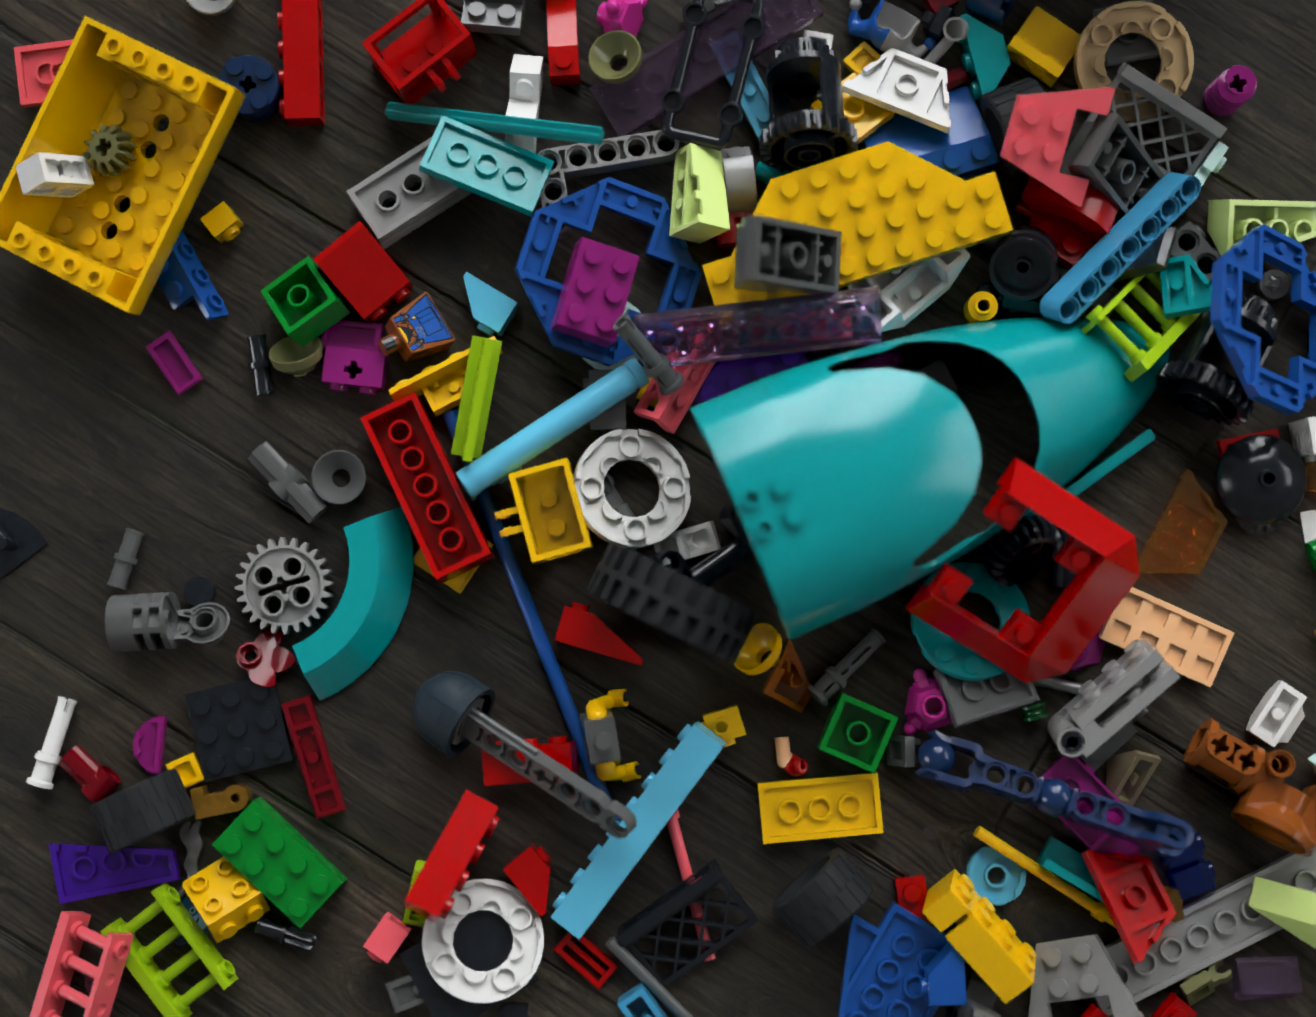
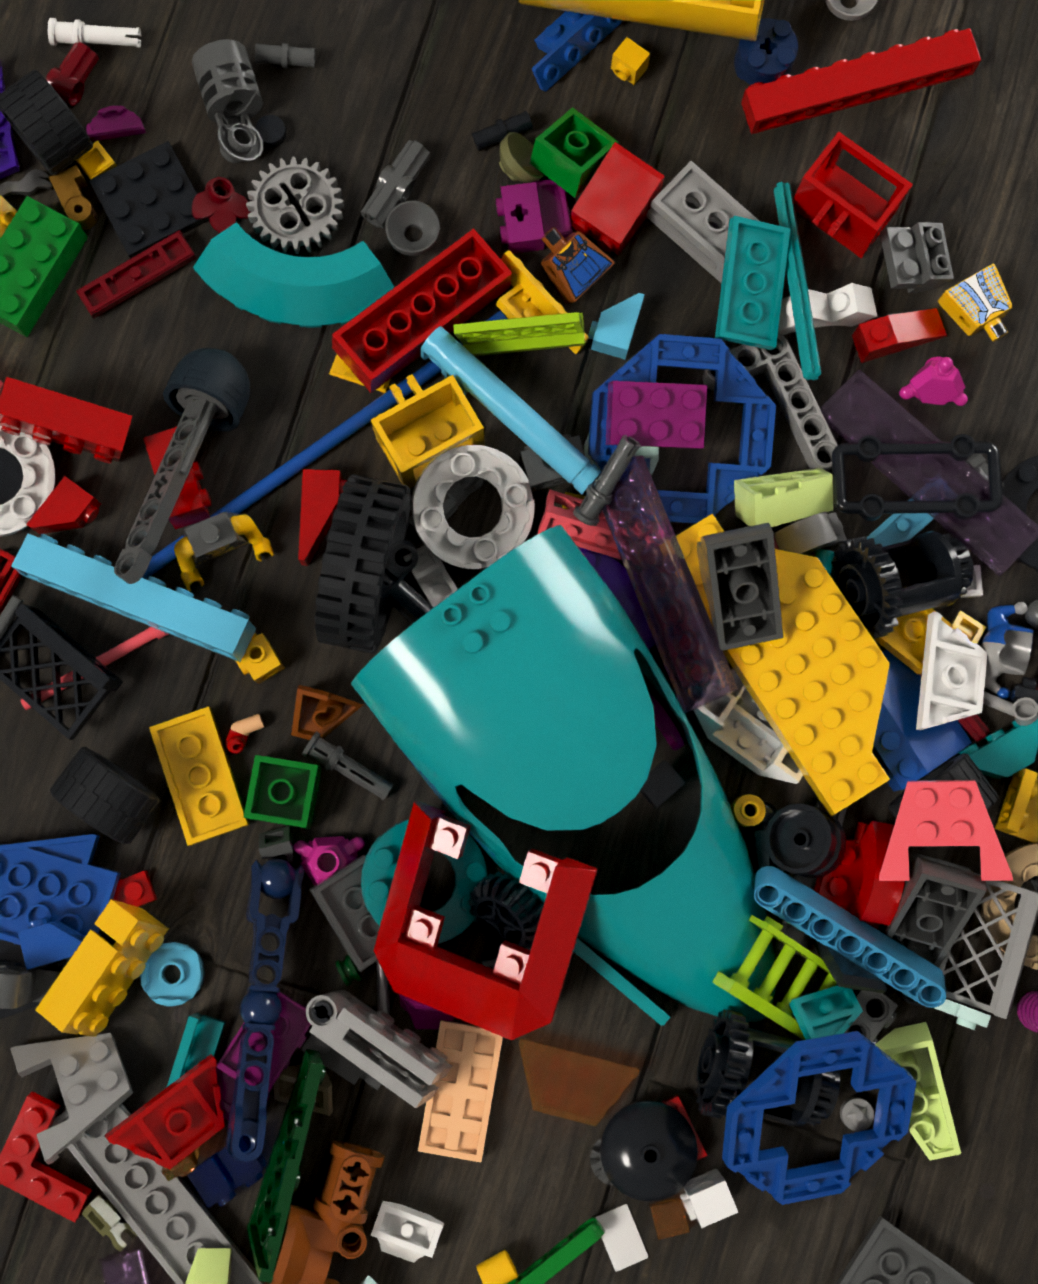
camera: 70 degrees right, 5 degrees down
(174, 363) = (483, 52): magenta tile -> none
(611, 47) = (903, 376): olive piece -> none
(759, 641) = (337, 670): yellow piece -> none
(1097, 909) = (187, 1009): yellow bar -> none
(1206, 814) = (282, 1172): none -> dark green wing

